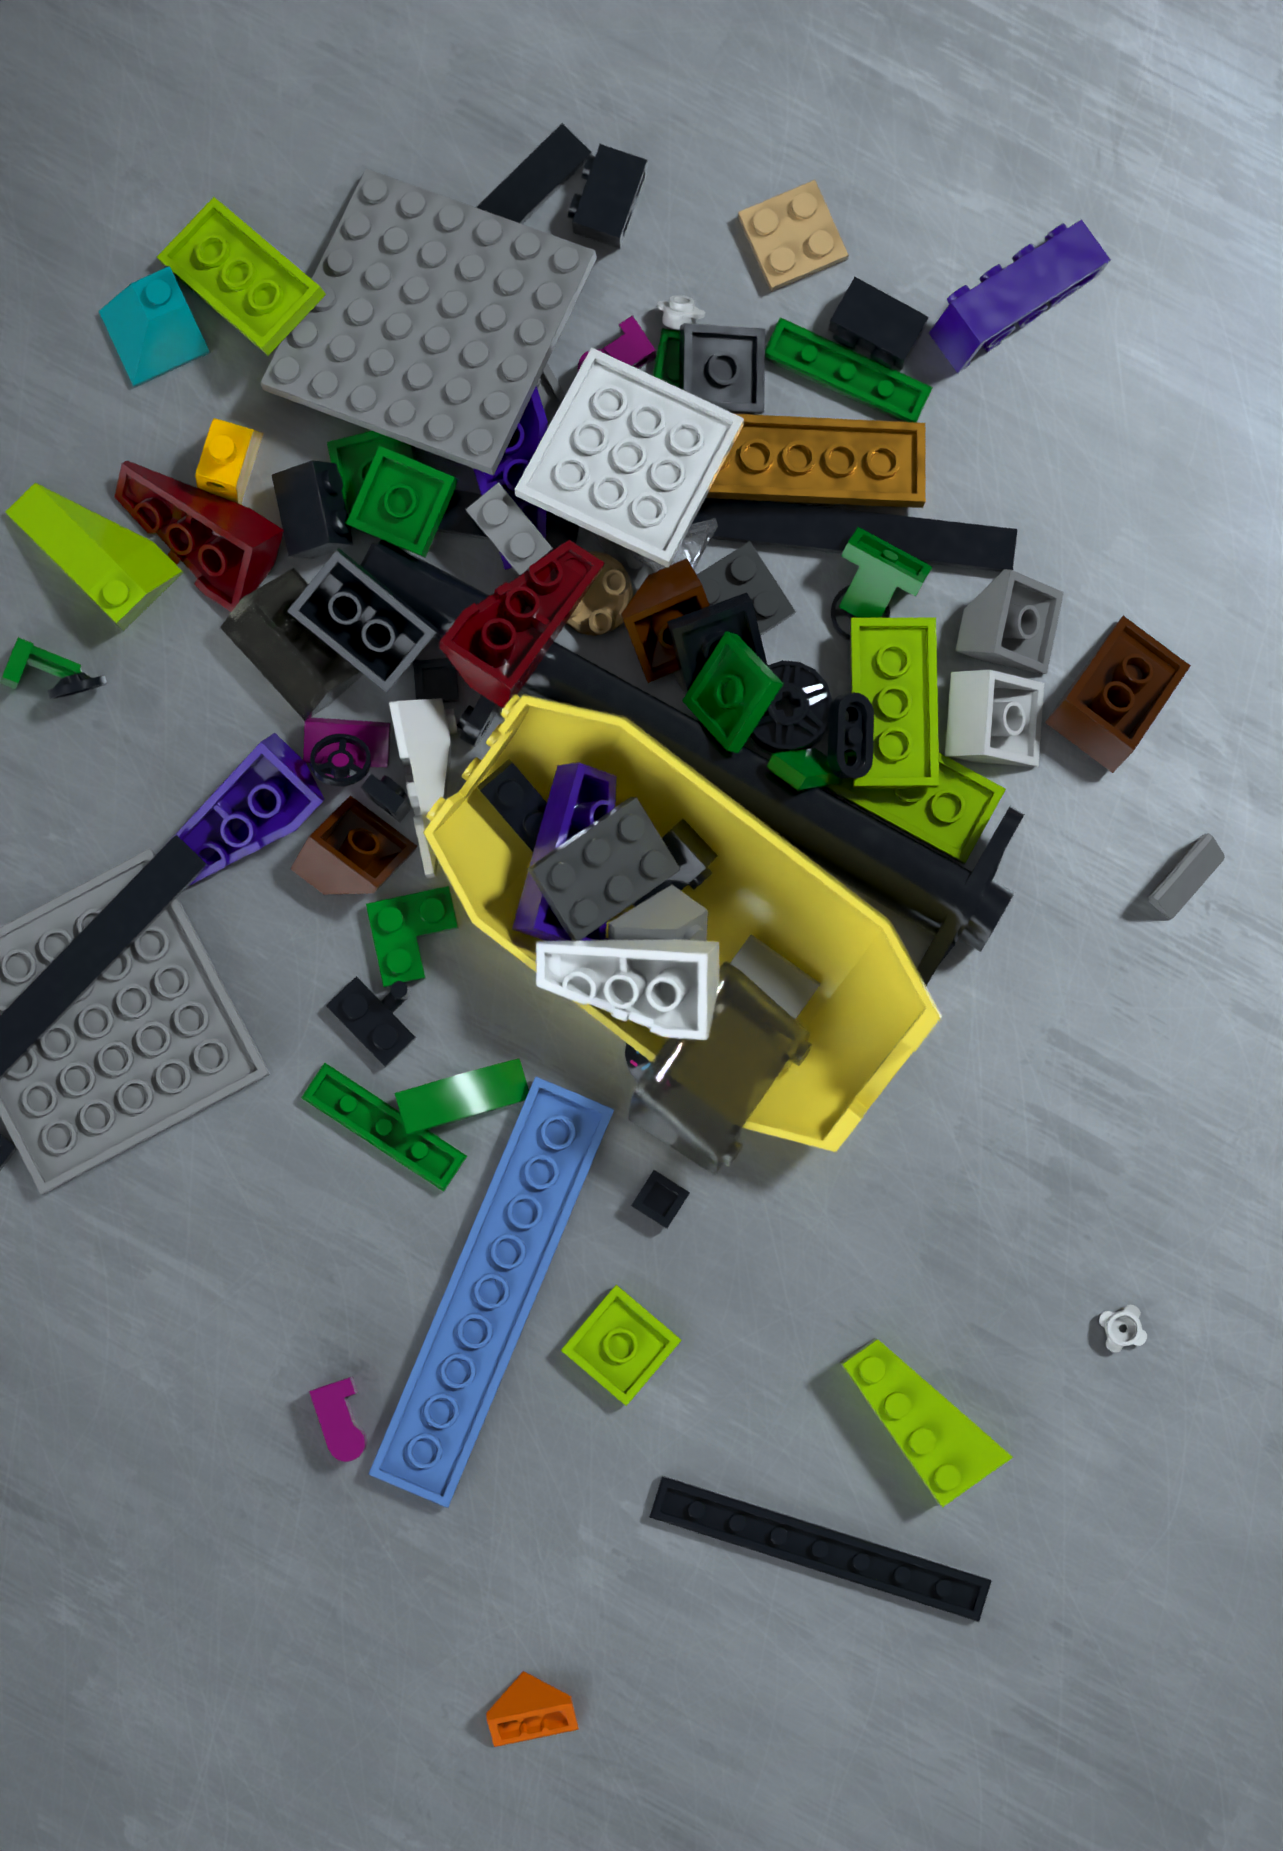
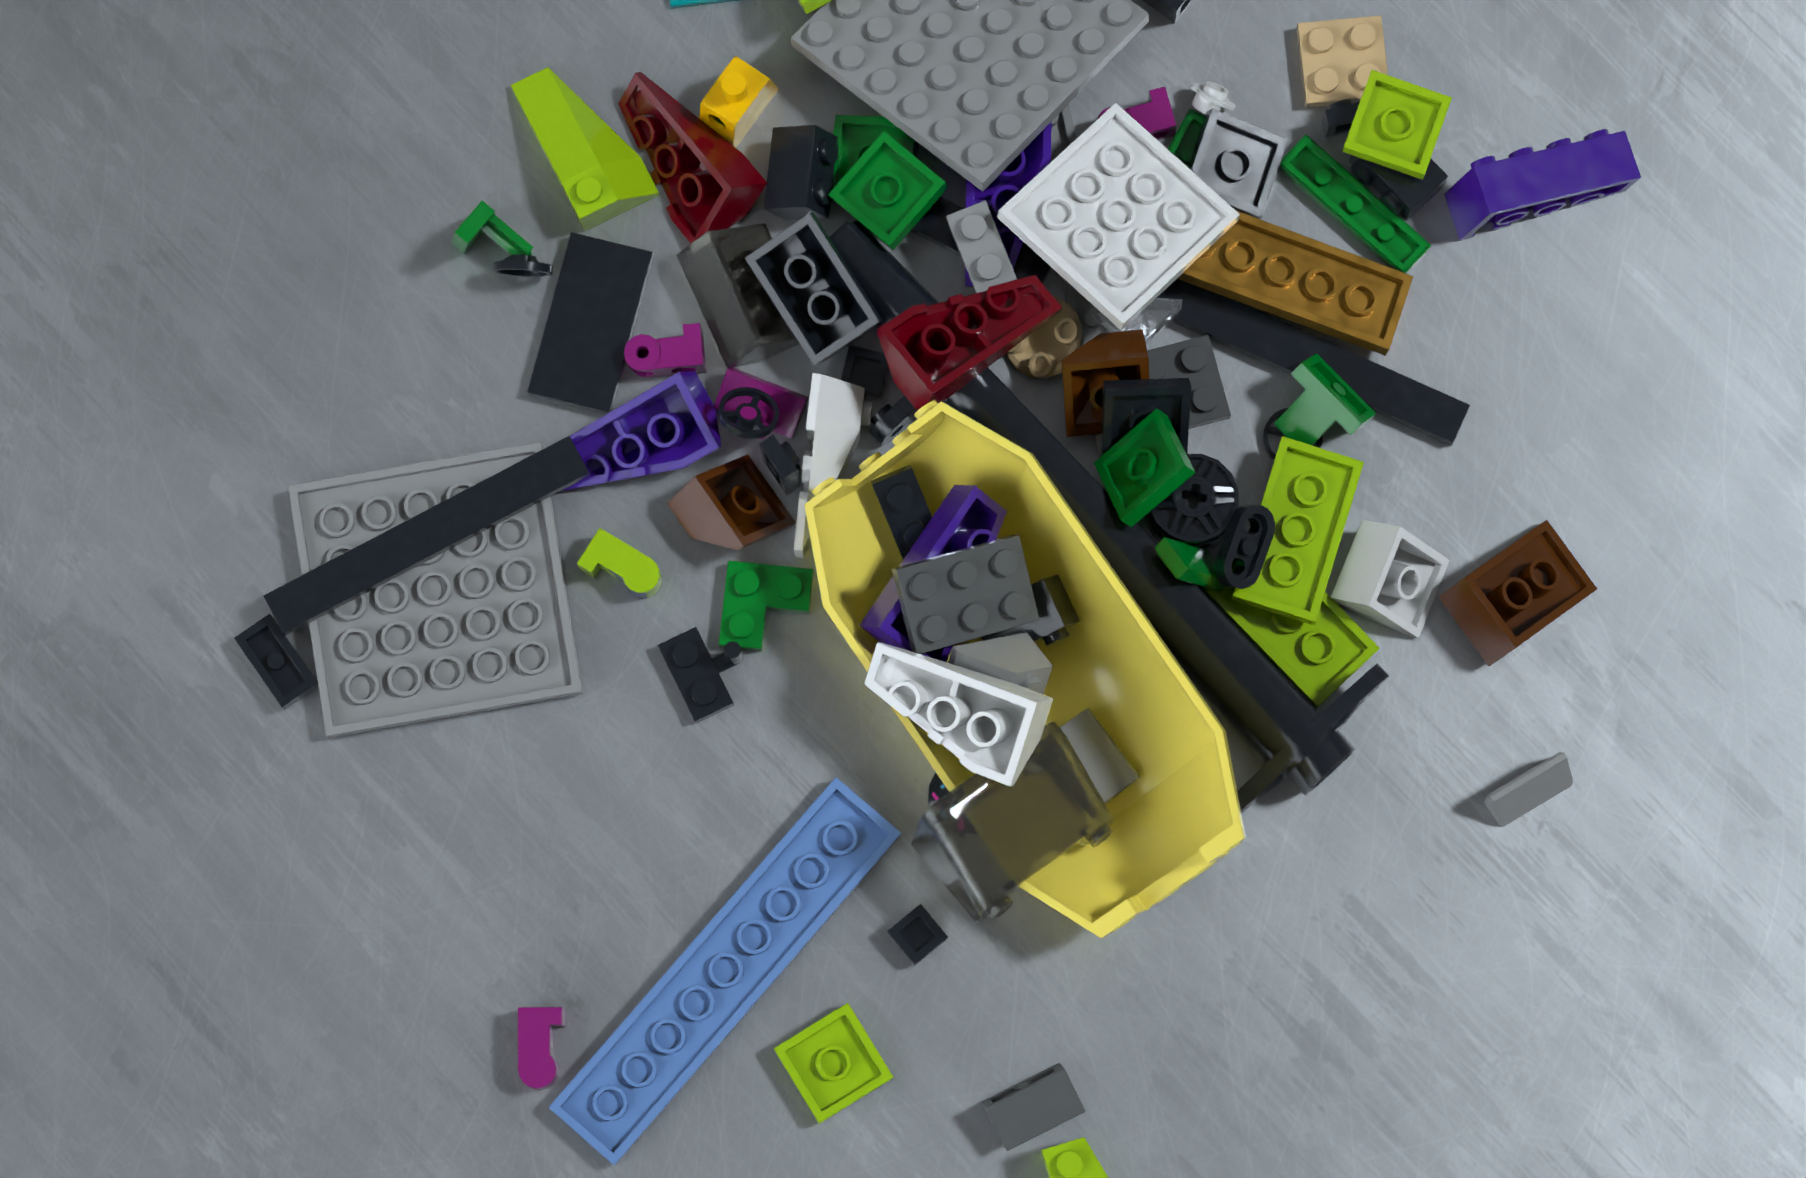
camera: 20 degrees right, 5 degrees down
(159, 718) = (590, 323): none -> black tile
(242, 727) = (667, 356): none -> magenta leg
(266, 937) = (622, 562): none -> lime leg
(383, 1127) = (675, 779): green tile -> none
(462, 1096) = (759, 773): green slope -> none
(812, 289) = (1339, 117): none -> black plate
(820, 1324) = (1033, 1106): none -> dark grey hinge
(865, 283) = (1397, 124): none -> lime plate
(1012, 623) = (1436, 492): light grey slope -> none

